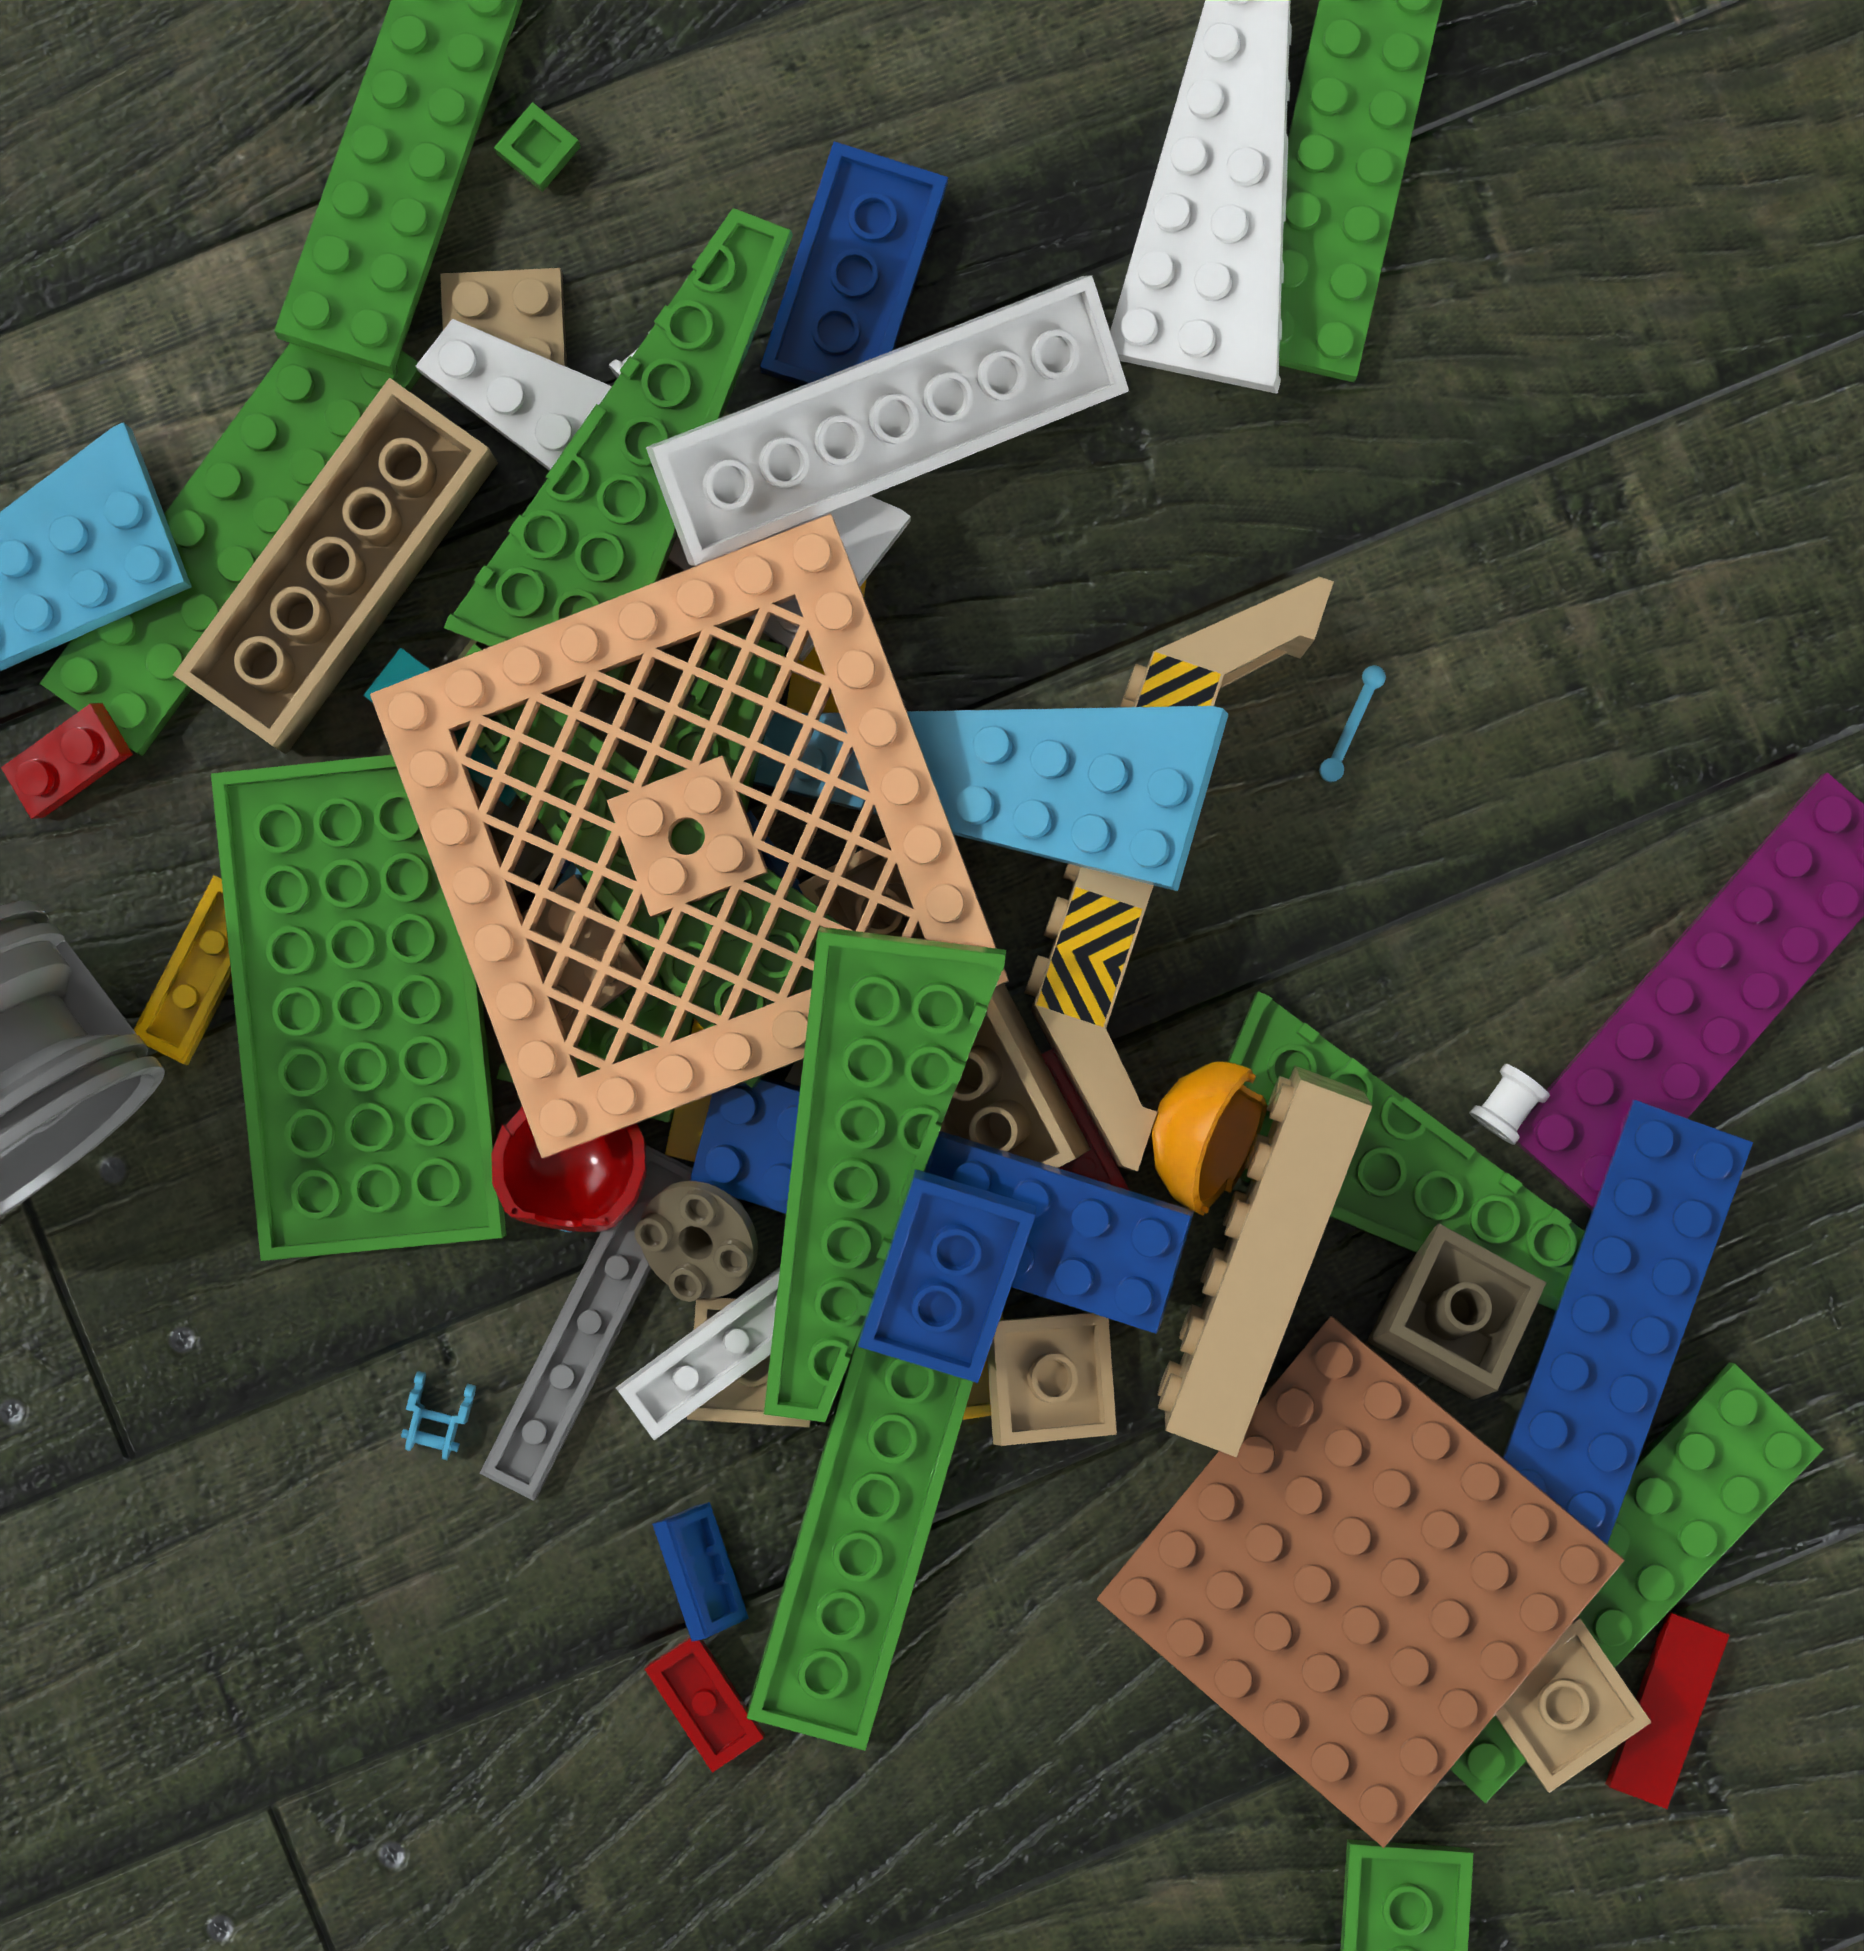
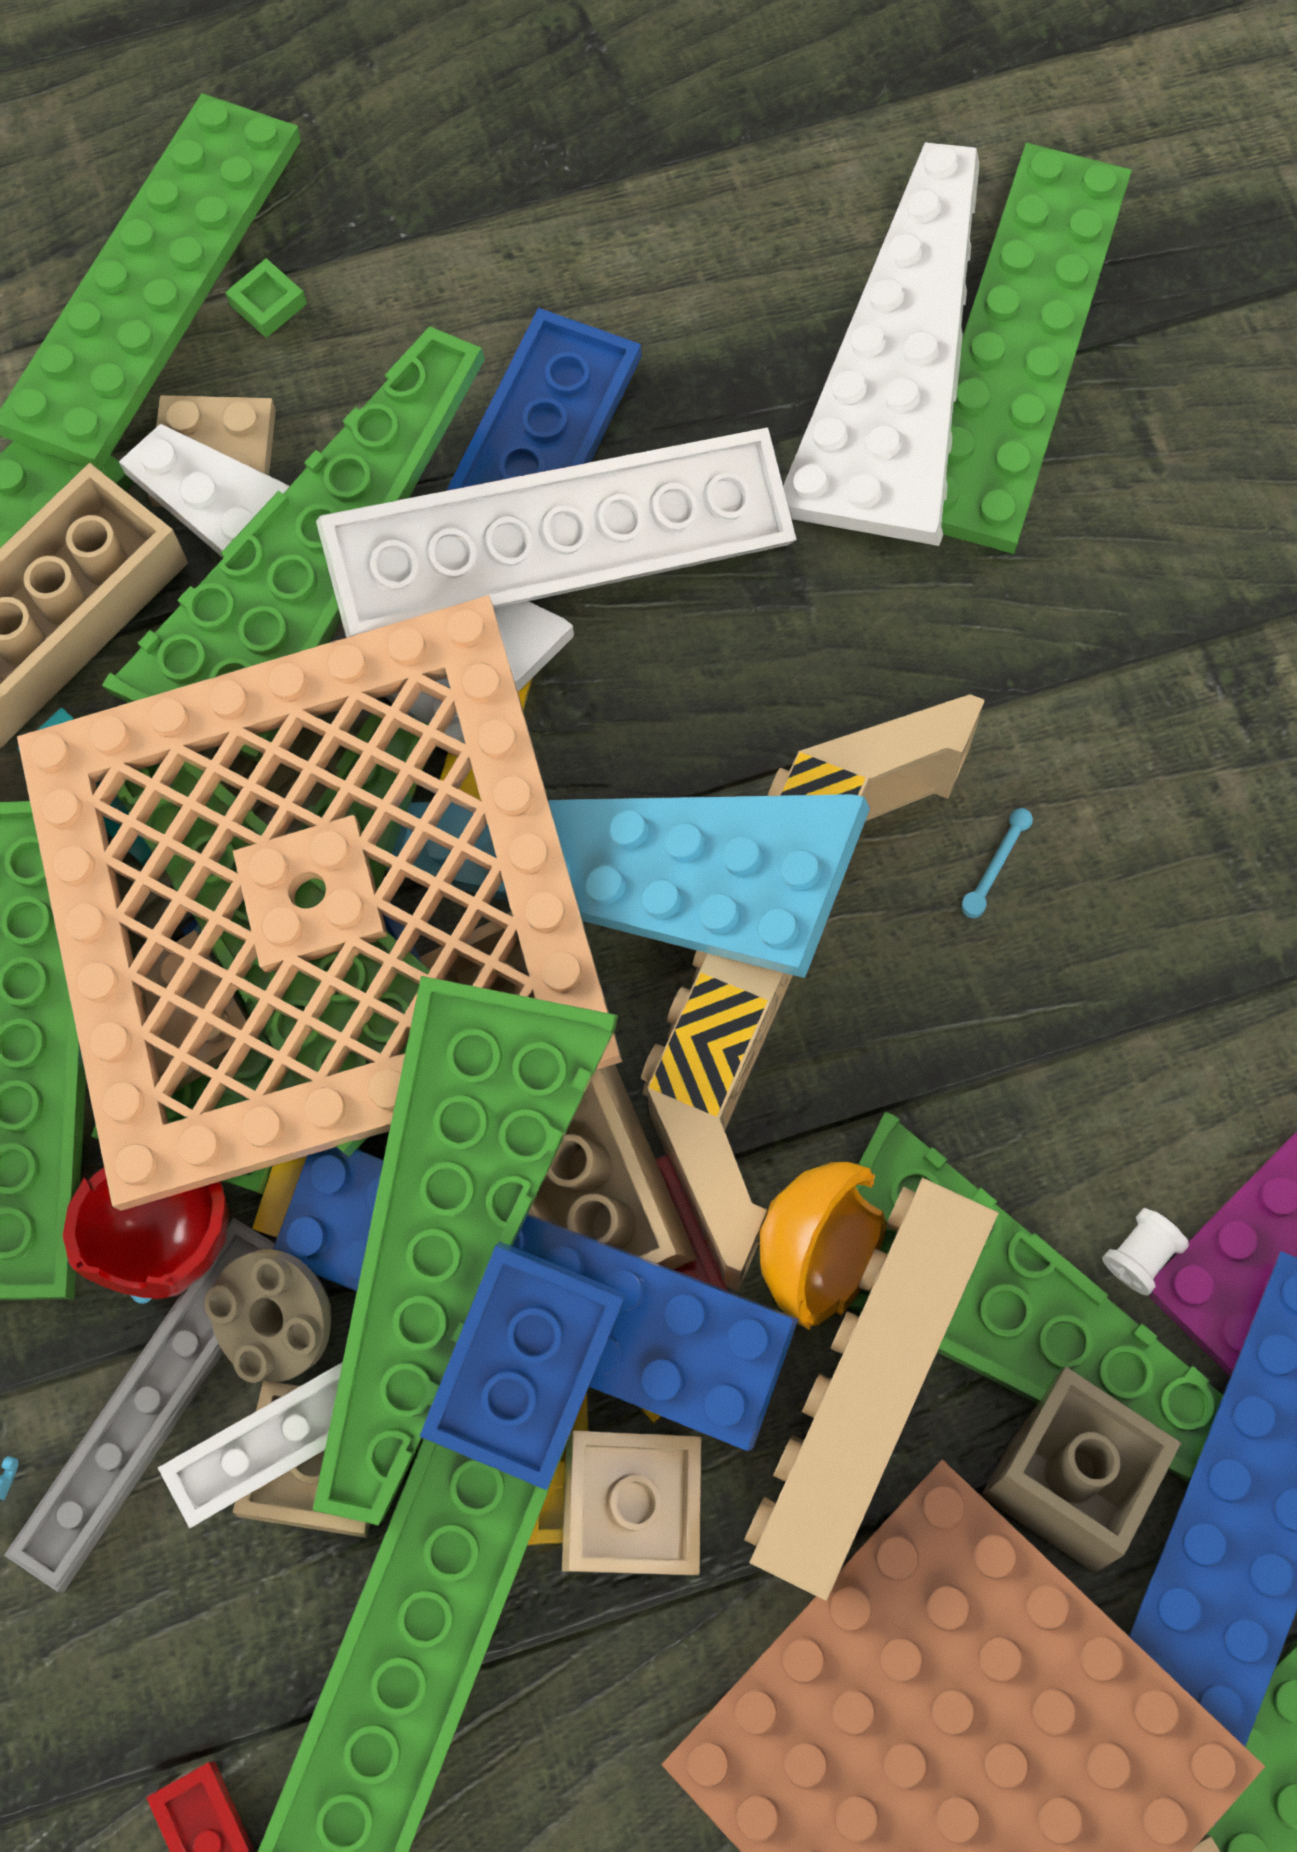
camera: 10 degrees right, 15 degrees down
(700, 1571) = (225, 1689): blue plate -> none

